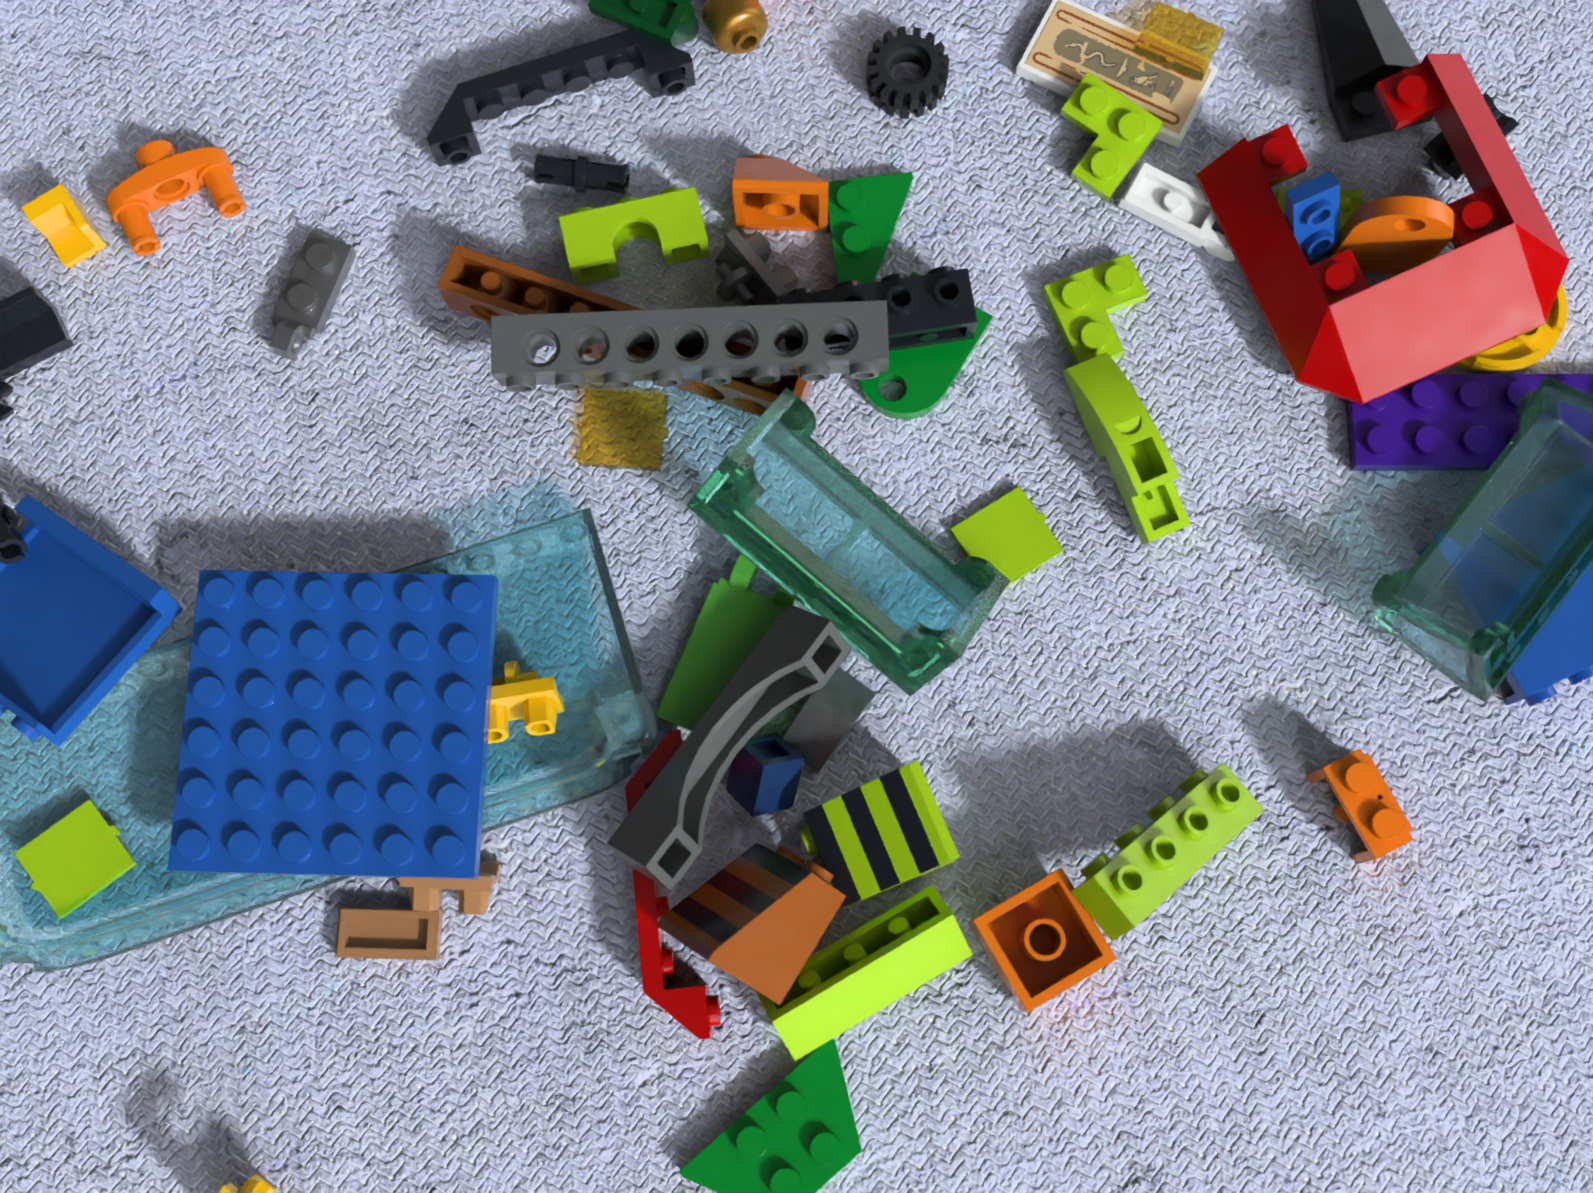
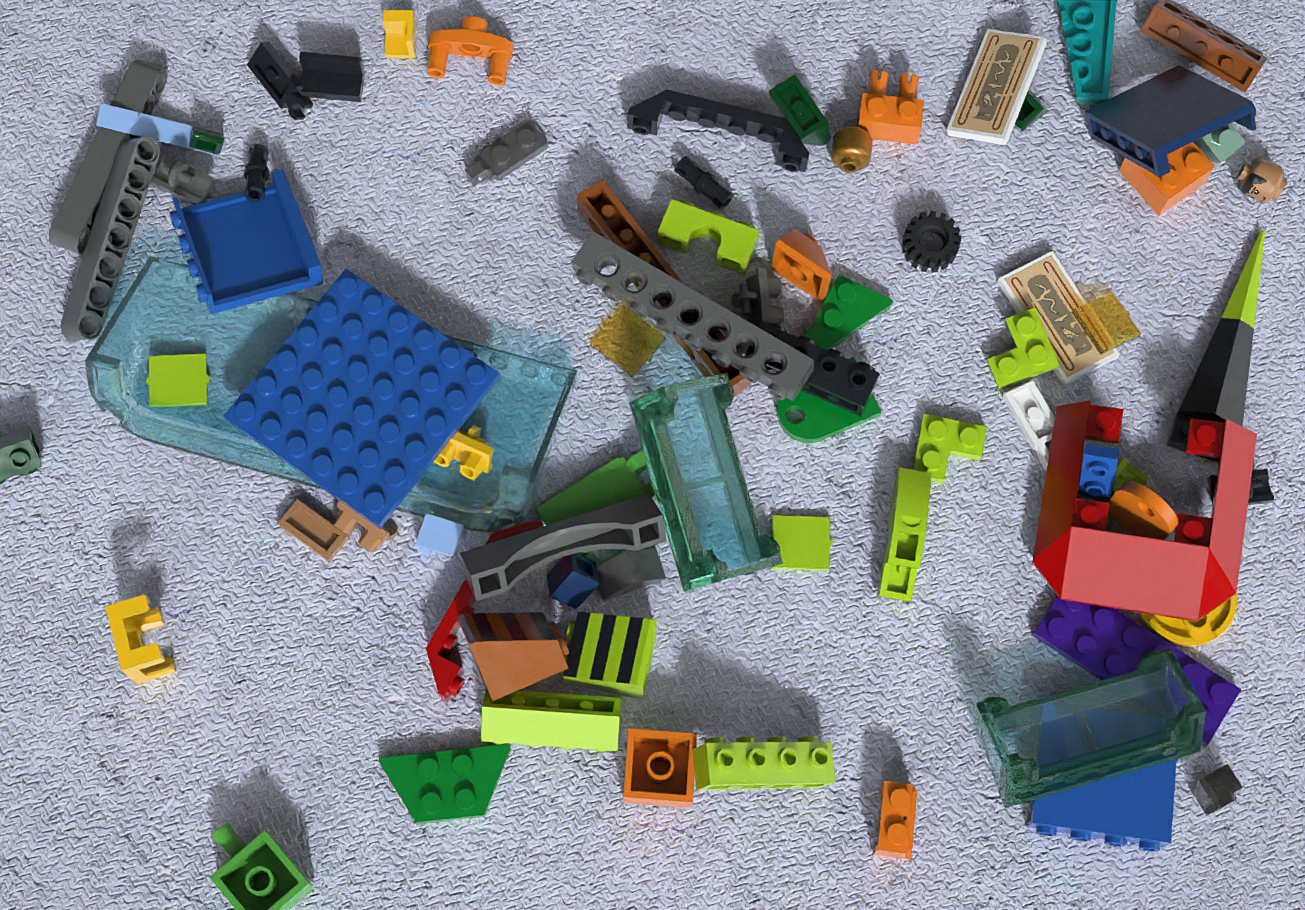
camera: 30 degrees right, 5 degrees down
(559, 833) = (439, 535): none -> light blue panel

